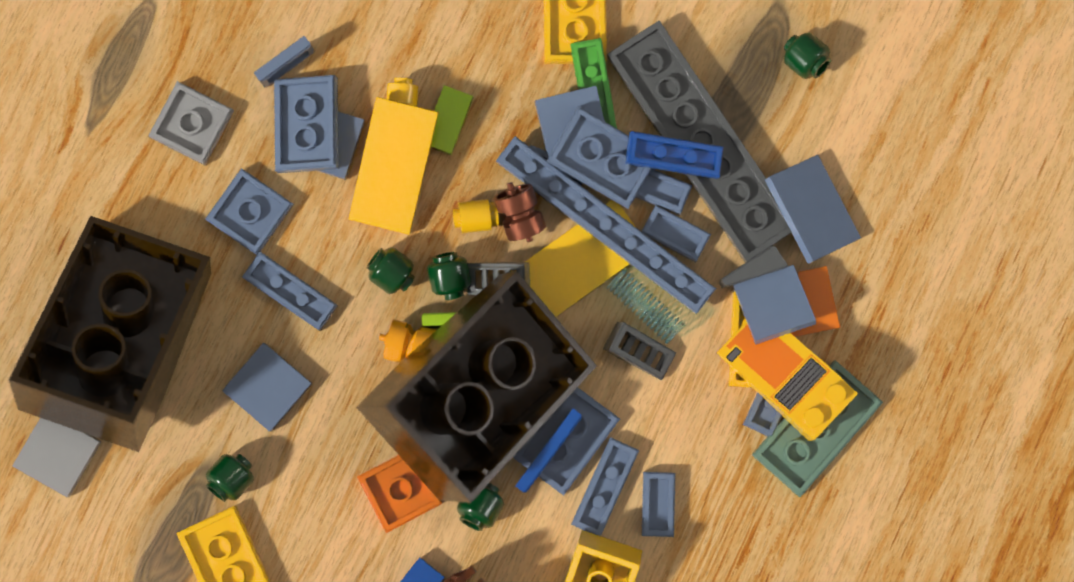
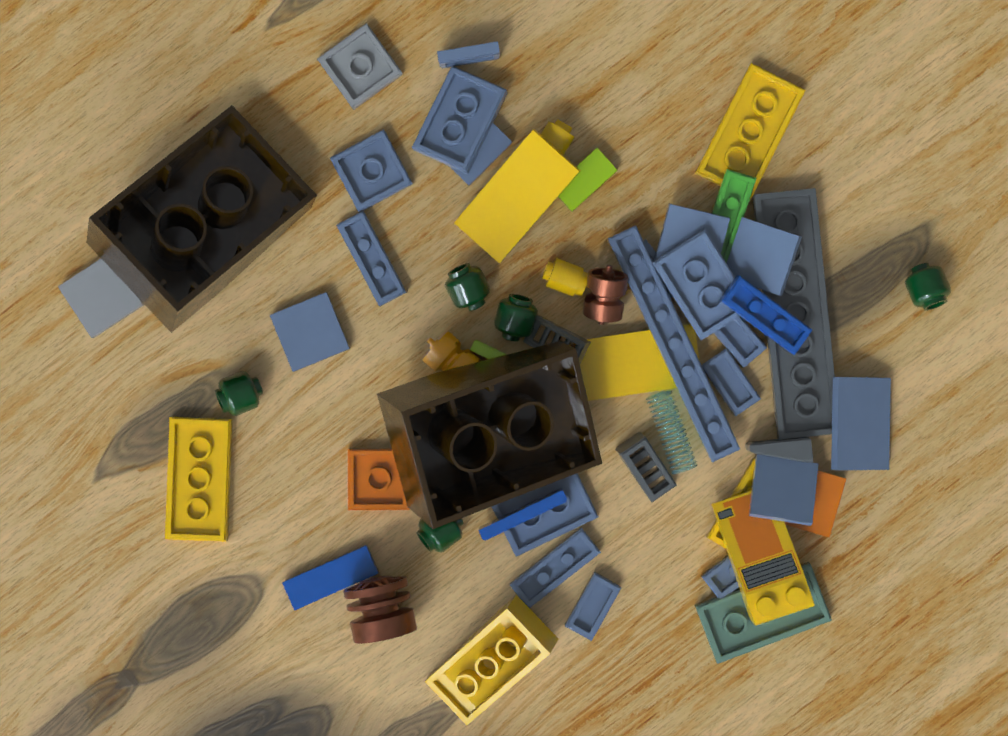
camera: 25 degrees right, 5 degrees up
(644, 102) = (763, 255): none -> sand blue tile

